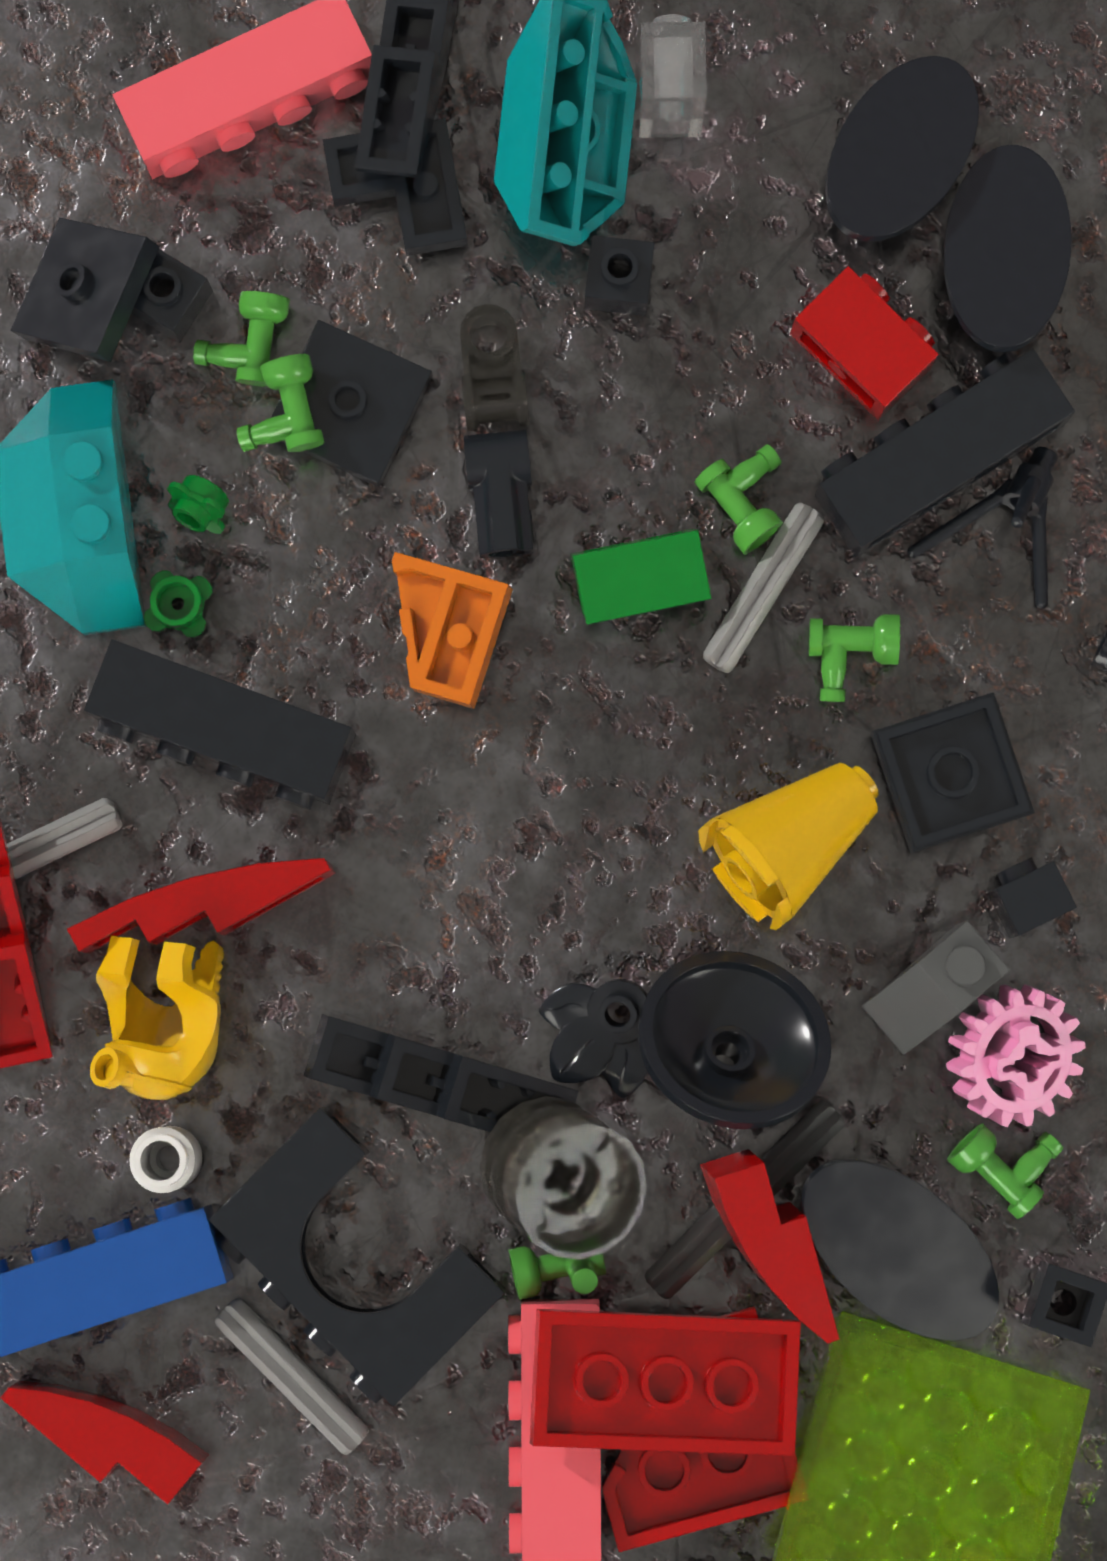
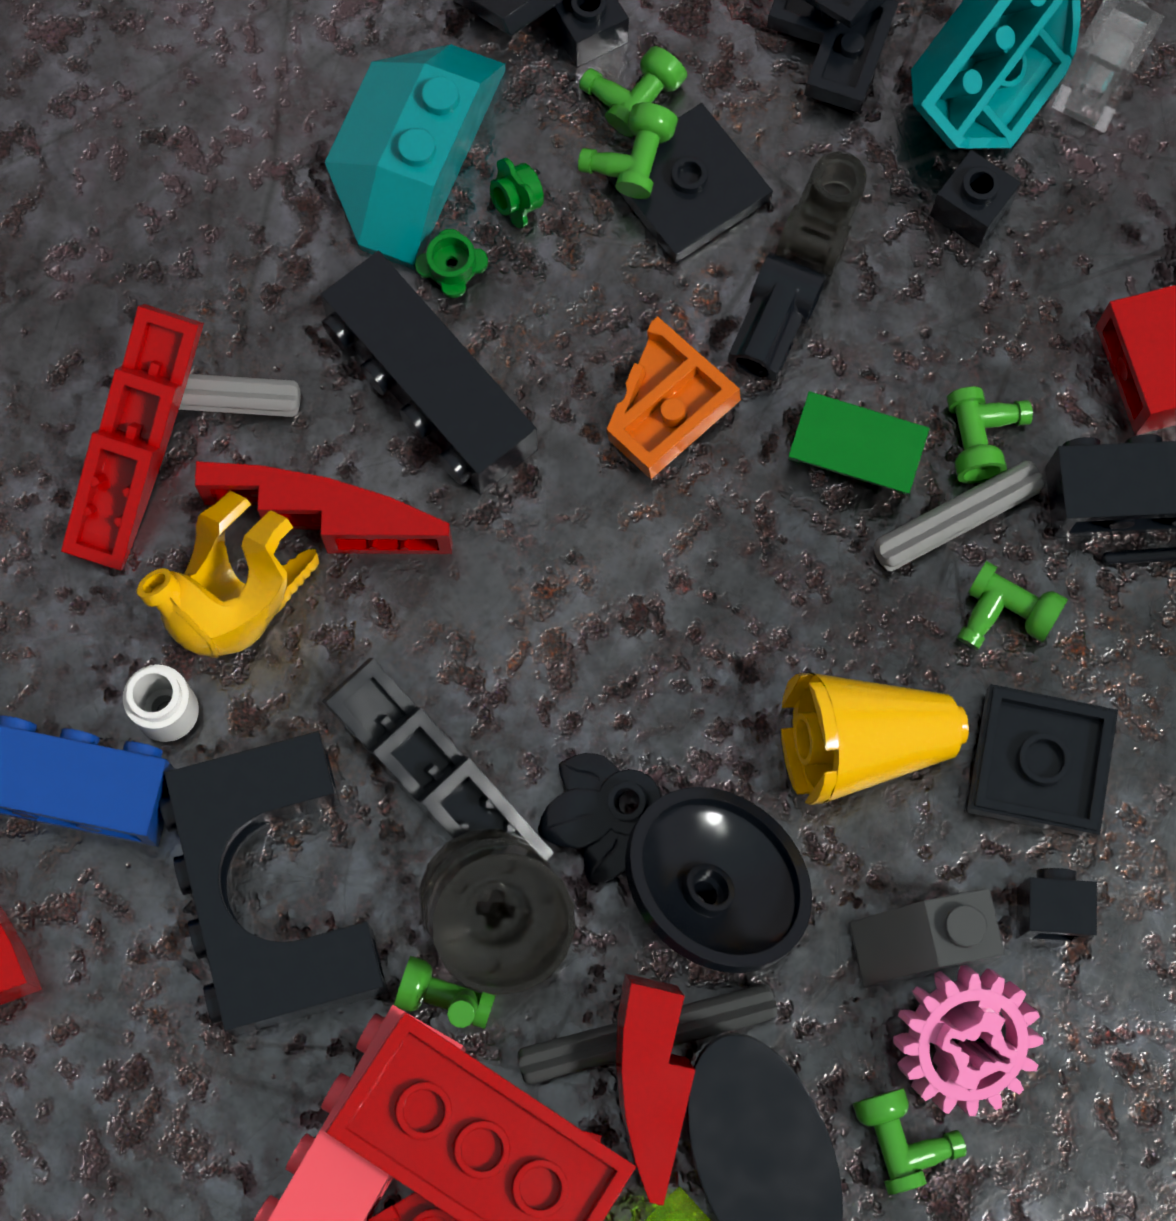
camera: 25 degrees right, 10 degrees down
(291, 1376) = (154, 960): light grey axle -> none

